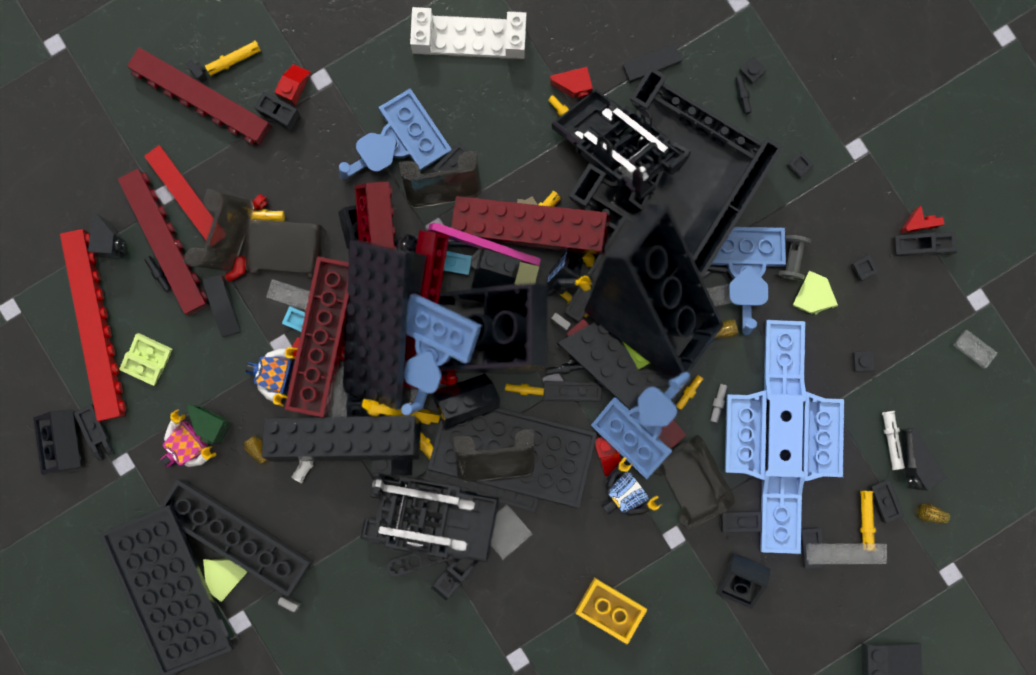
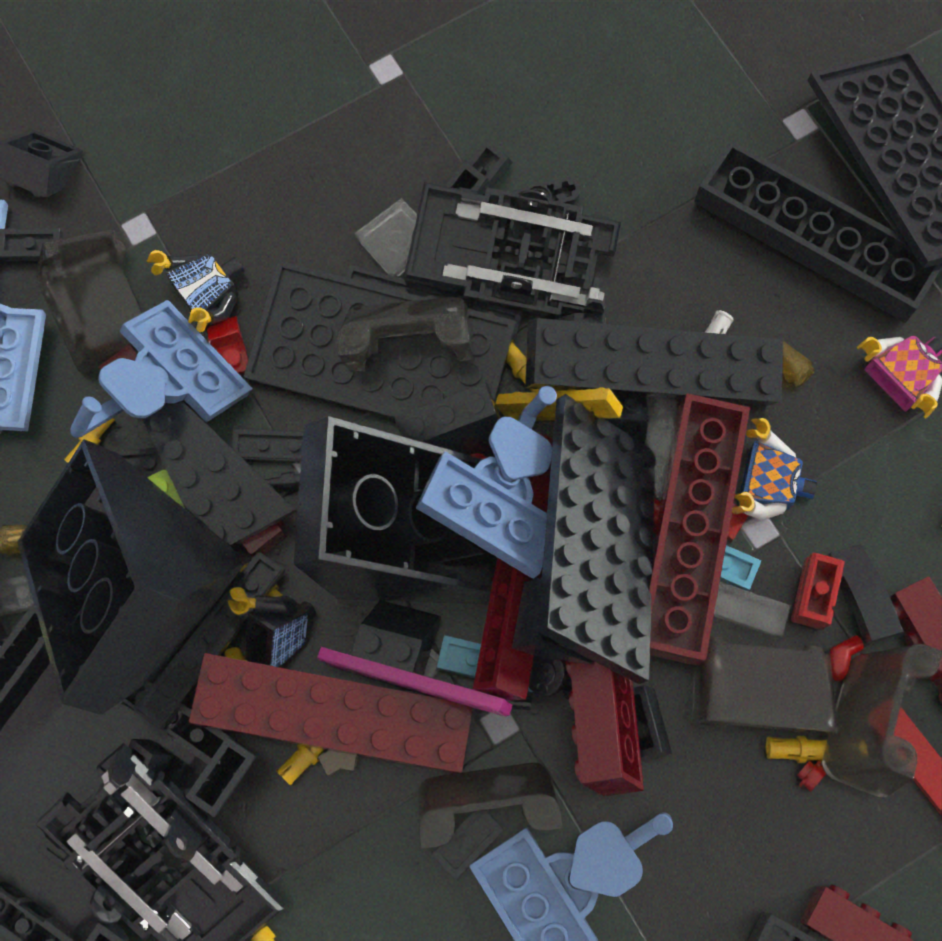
camera: 175 degrees left, 10 degrees down
(208, 425) = (874, 397): dark green slope -> none
(222, 576) = (837, 177): yellowish green slope -> none
(250, 304) = (817, 591): none -> red brick
(289, 603) = (723, 135): light grey tile -> none
(527, 273) = (341, 622): olive brick -> none
(560, 321) = (285, 550): light grey tile -> none
(610, 610) = (241, 121): yellow brick -> none
(718, 403) = (43, 421): light grey bar -> none

